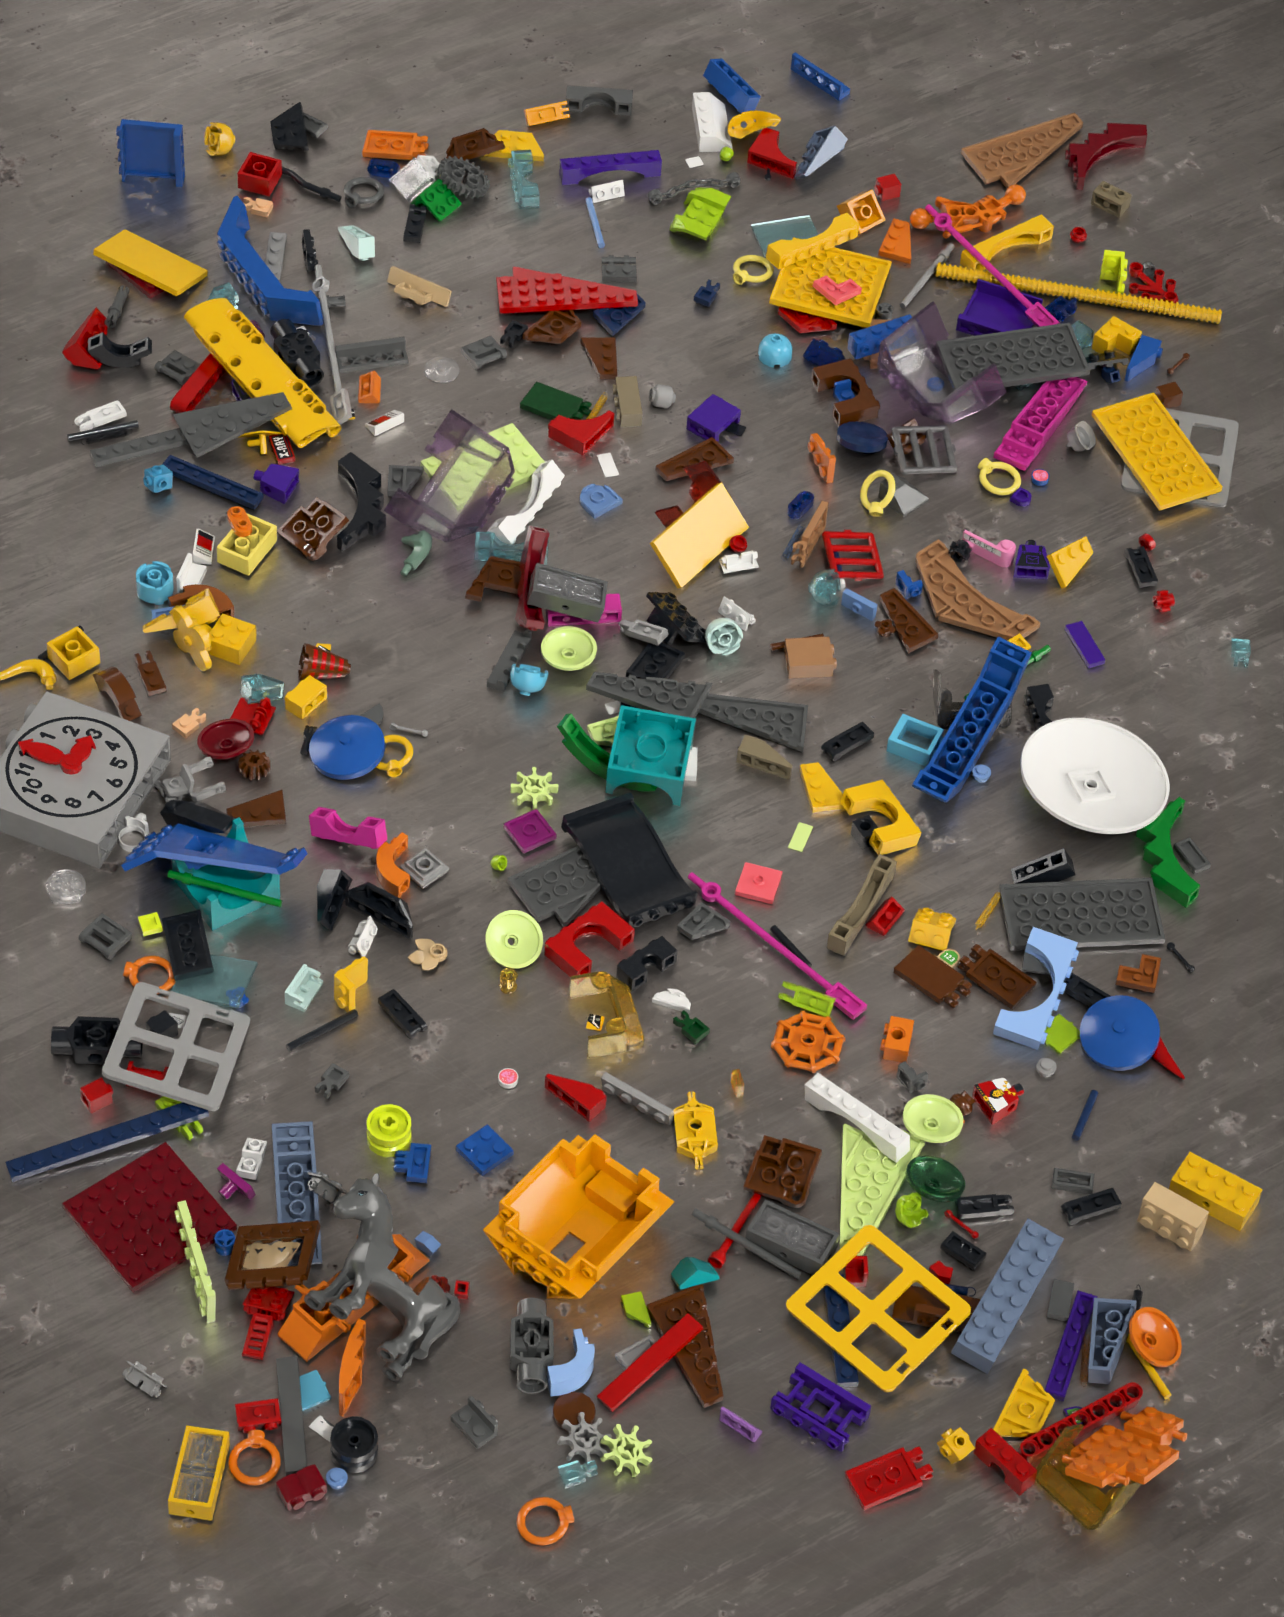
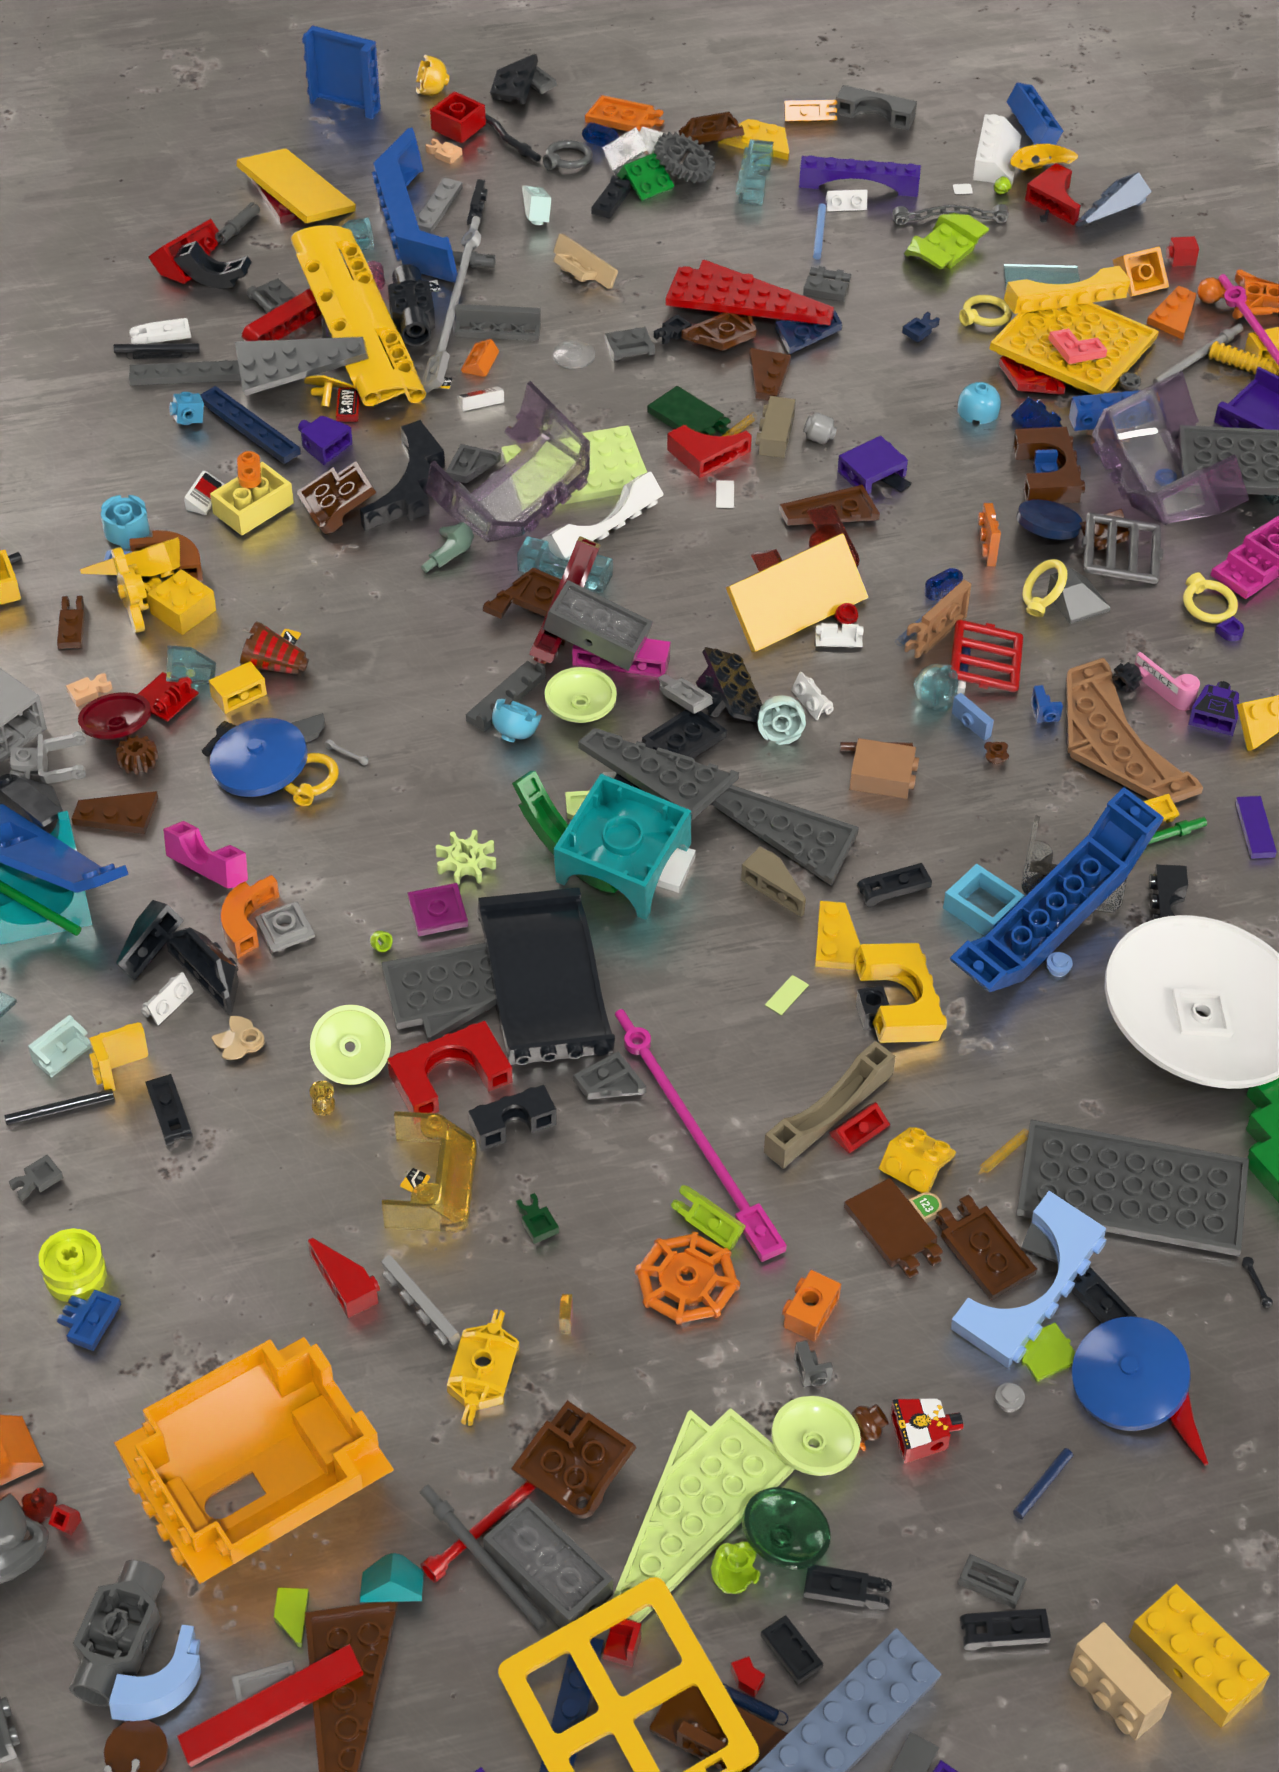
camera: 20 degrees right, 0 degrees up
(120, 691) = (18, 638): reddish brown arch -> none
(190, 573) = (172, 517): white panel -> none
(427, 1243) = (51, 1439): medium blue piece -> none
(484, 1150) = (190, 1323): blue plate -> none
(508, 1078) = (265, 1230): tile -> none
(599, 499) = (696, 531): medium blue tile -> none
(672, 999) = (529, 1174): white tile -> none
(758, 883) = (706, 1043): coral plate -> none
(788, 944) = (715, 1138): black bar -> none
(819, 77) = (1142, 125): blue fence -> none
(885, 1135) = (733, 1439): white arch -> none
(909, 624) = (1028, 752): reddish brown wing -> none
(974, 1234) = (818, 1627): red hinge -> none
(1040, 477) = (1263, 610): tile -> none
(1048, 868) = (1102, 1113): black slope -> none
(1142, 978) = (1190, 1300): dark orange plate -> none

